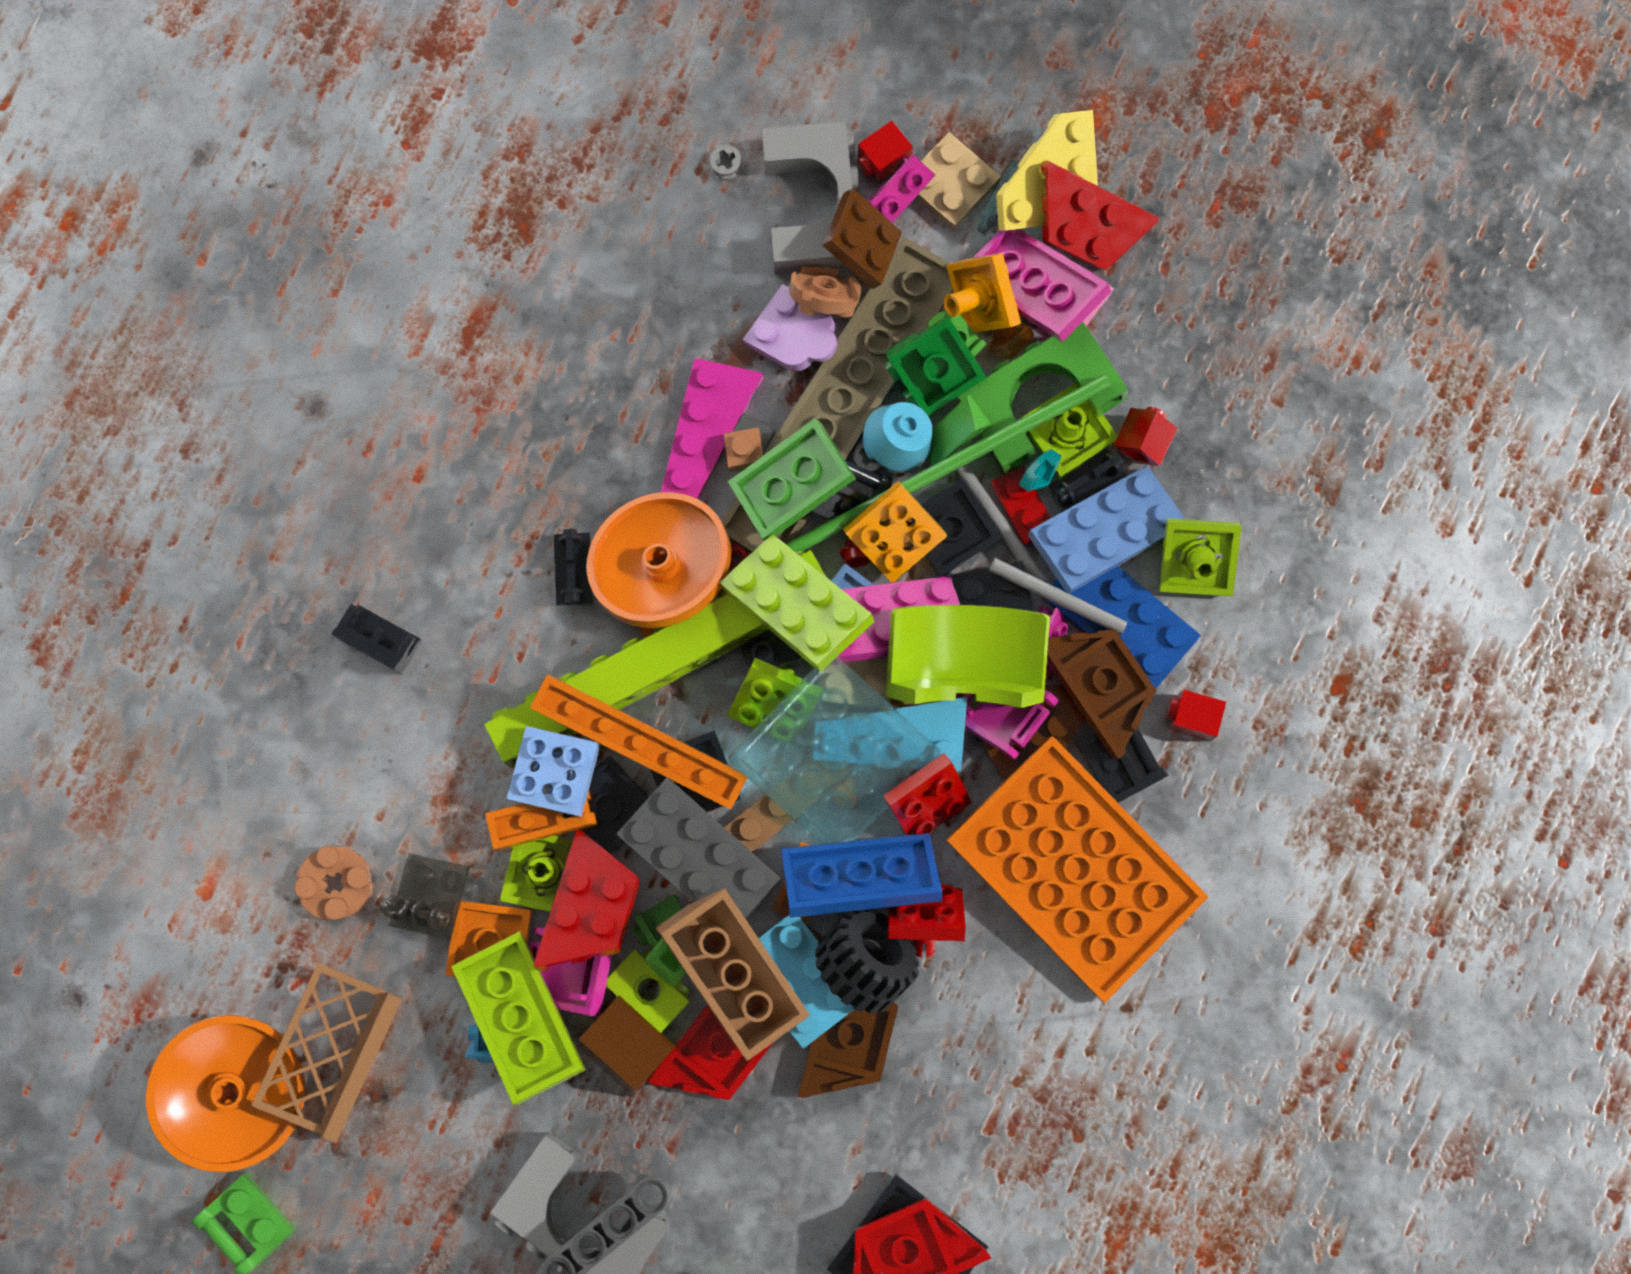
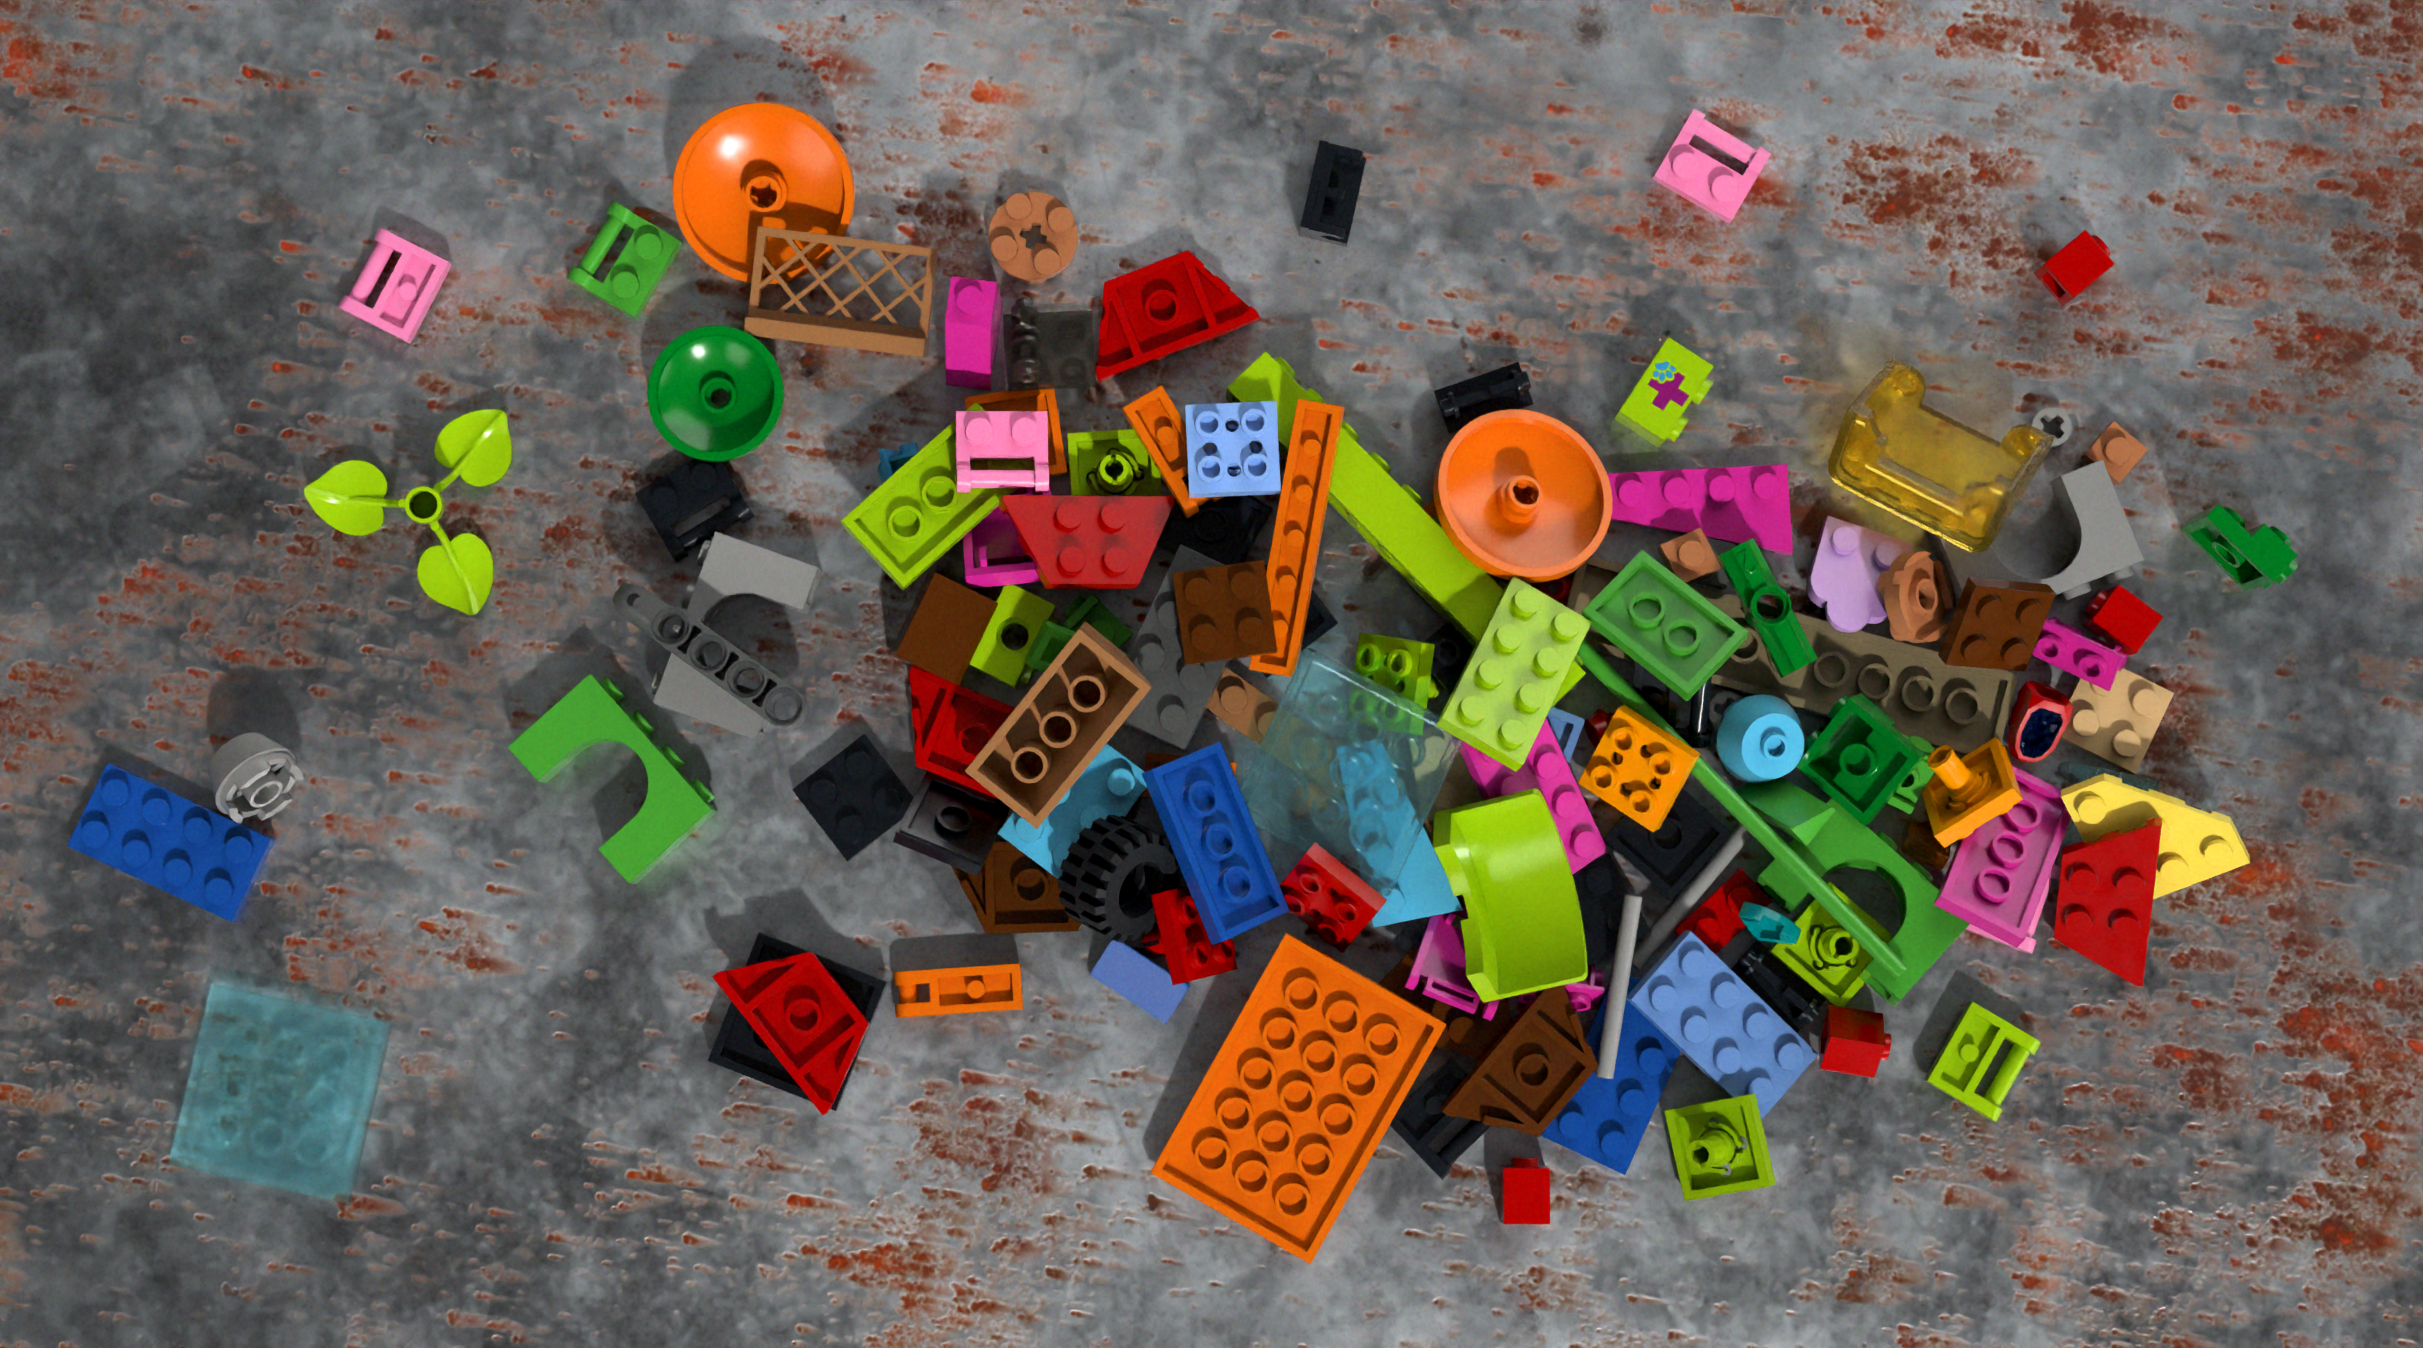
camera: 70 degrees right, 5 degrees up
(350, 1183) = (690, 375): none -> green dish
(394, 953) = (972, 332): none -> dark pink slope
(427, 796) = (1163, 313): none -> red wing
(451, 1227) = (685, 494): none -> black plate
(458, 355) = (1704, 178): none -> bright pink plate
(486, 955) = (1001, 437): none -> bright pink plate
(611, 108) = (2075, 267): none -> red brick
(612, 431) = (1665, 392): none -> lime brick
(682, 813) = (1224, 612): none -> reddish brown plate
(729, 250) = (1930, 464): none -> clear yellow windscreen
(740, 1157) = (855, 797): none -> black plate
(754, 118) = (2117, 449): none -> nougat plate
(784, 1084) = (952, 823): none -> black plate
(824, 398) = (1753, 579): none -> green piece
(860, 52) = (2248, 556): none -> green plate
(918, 1115) = (960, 990): none -> orange plate
(943, 233) = (2037, 722): none -> red rock
(950, 968) = (1139, 980): none -> slope
(1176, 355) = (1969, 1054): none -> lime plate

